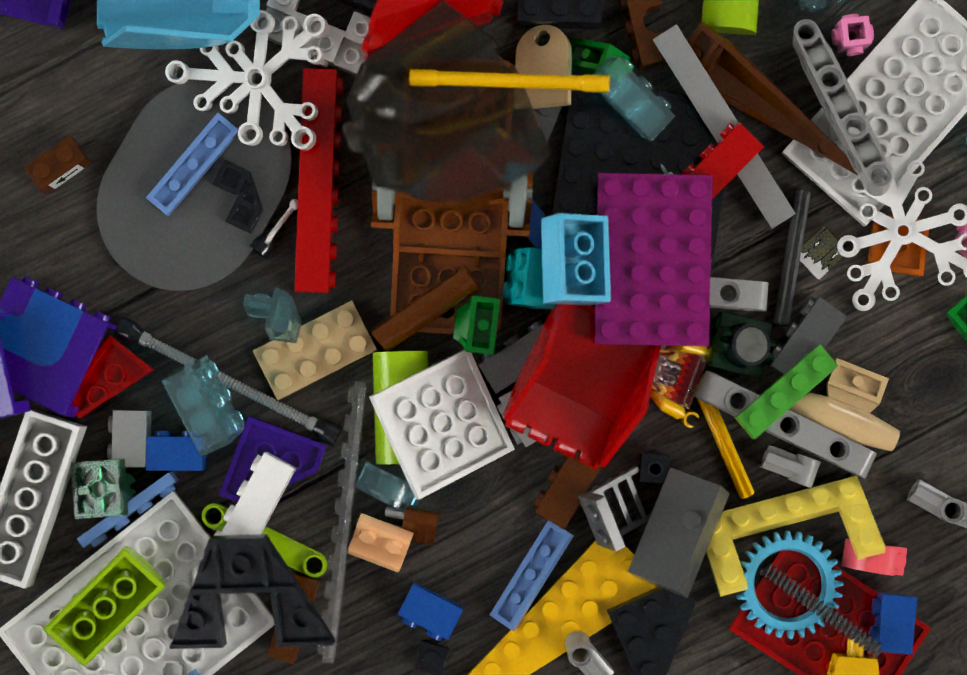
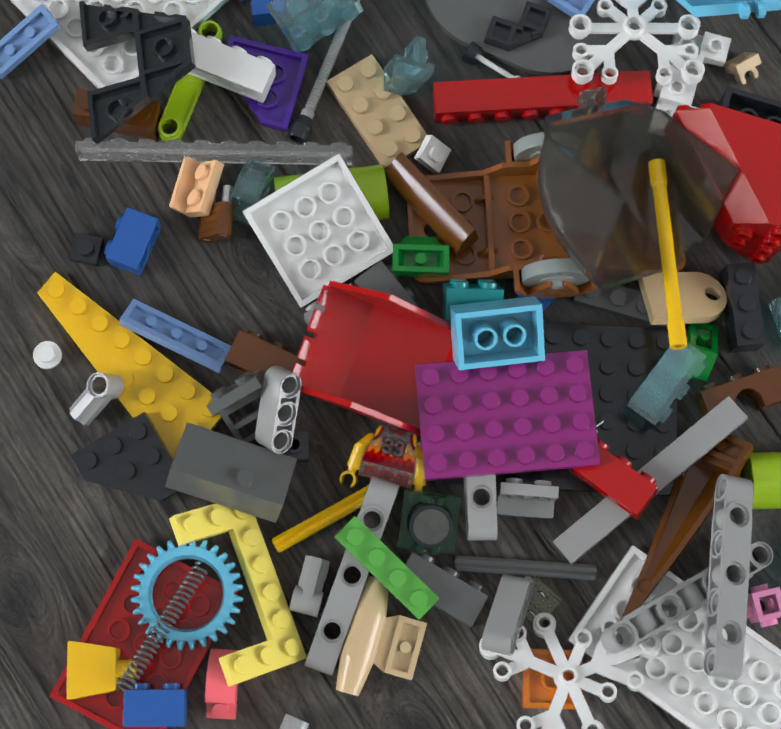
camera: 80 degrees right, 10 degrees down
(367, 300) = (432, 154): none -> white plate
(624, 481) = (278, 409): none -> light grey beam
(729, 248) = (526, 499): none -> light grey bracket
(839, 280) = (507, 614): none -> light grey beam
(852, 72) = (726, 598): none -> light grey beam

